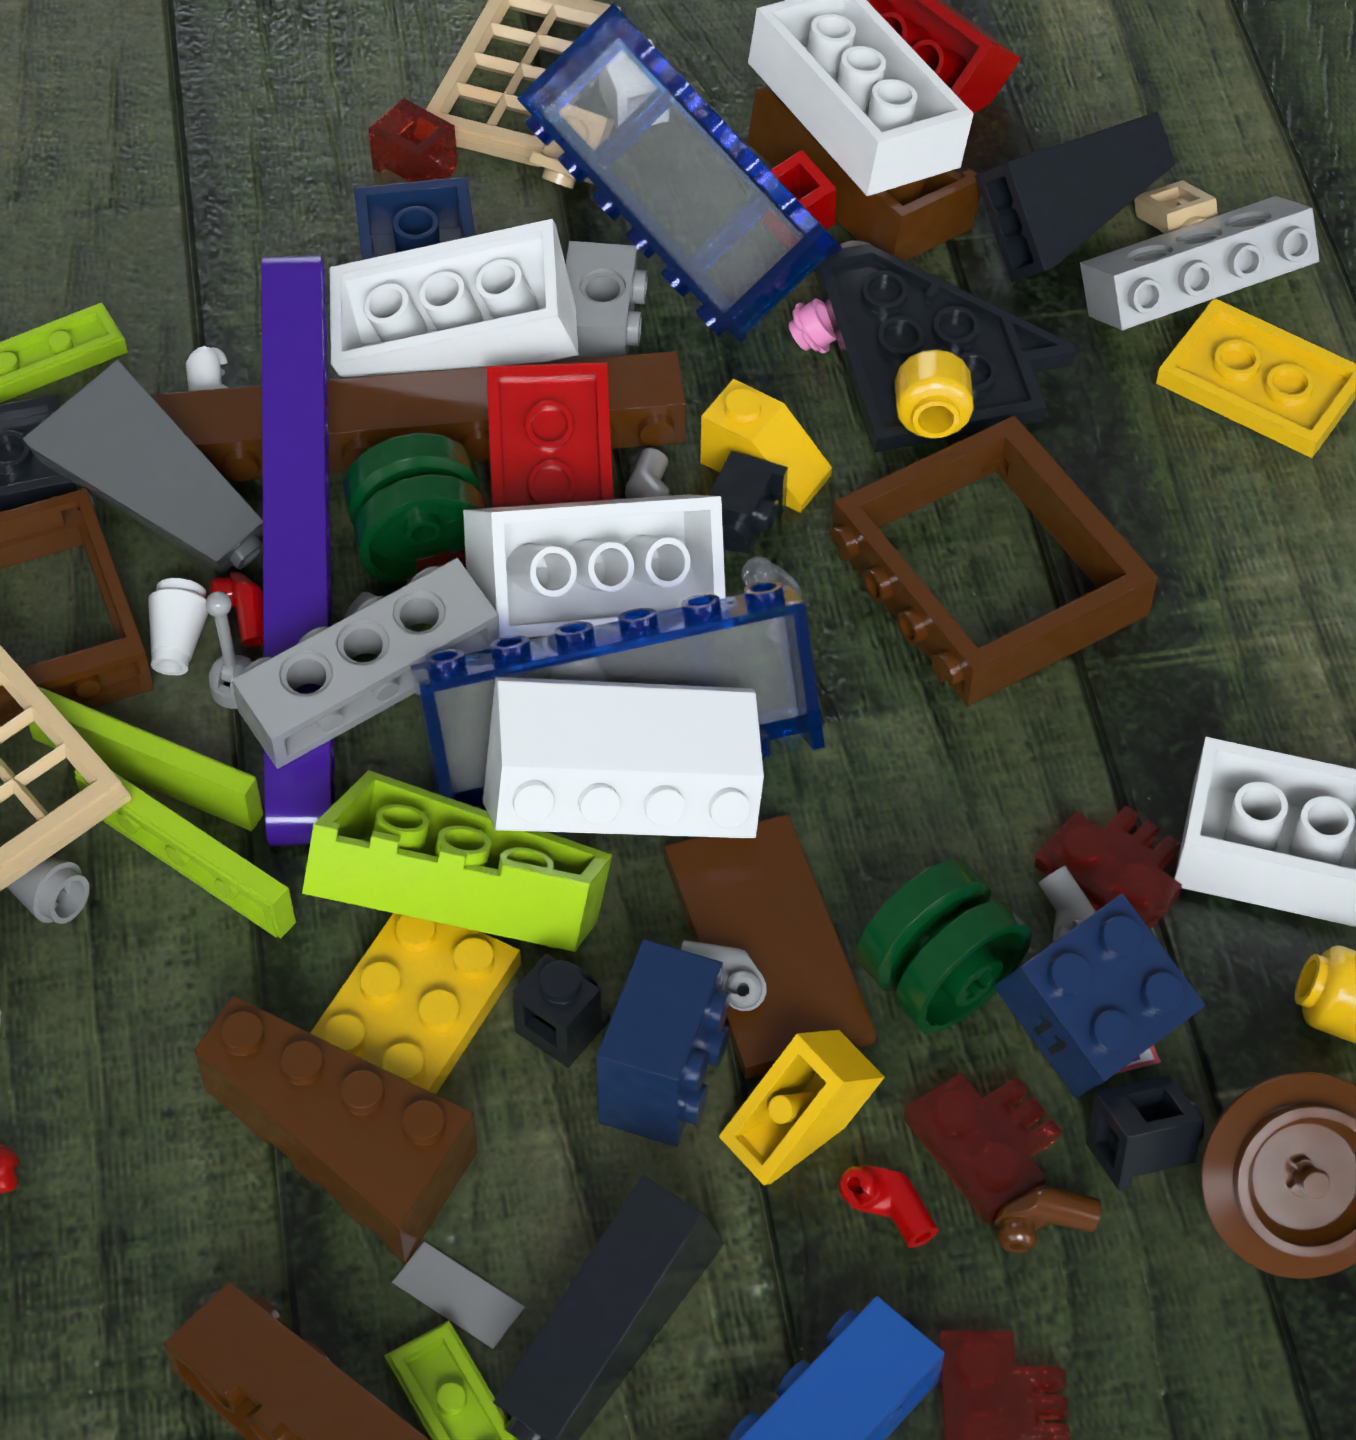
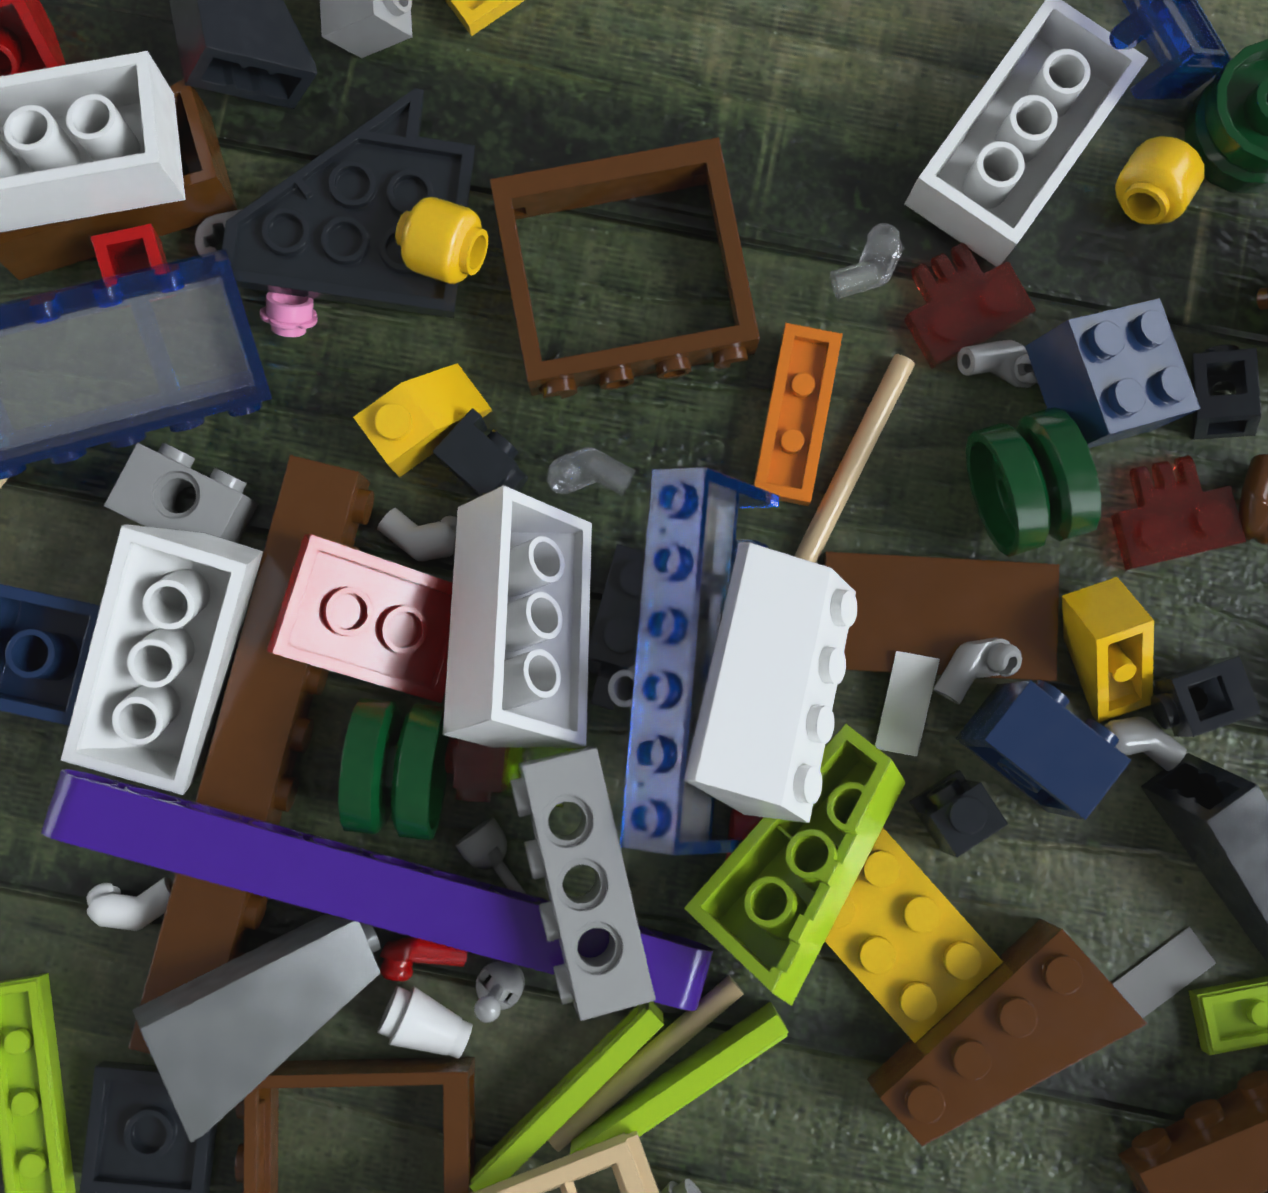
camera: 70 degrees left, 30 degrees up
(259, 854) = (649, 1059): none -> tan bar
(692, 924) = (906, 703): none -> white sticker
(720, 1170) = (1142, 735): none -> light grey arm
(793, 1190) = (1221, 692): none -> black brick
(889, 1196) = (1200, 608): red arm -> none
(900, 818) = (855, 458): none -> tan bar
(919, 746) = (797, 413): none -> orange plate
(1111, 773) = (874, 266): none -> clear arm

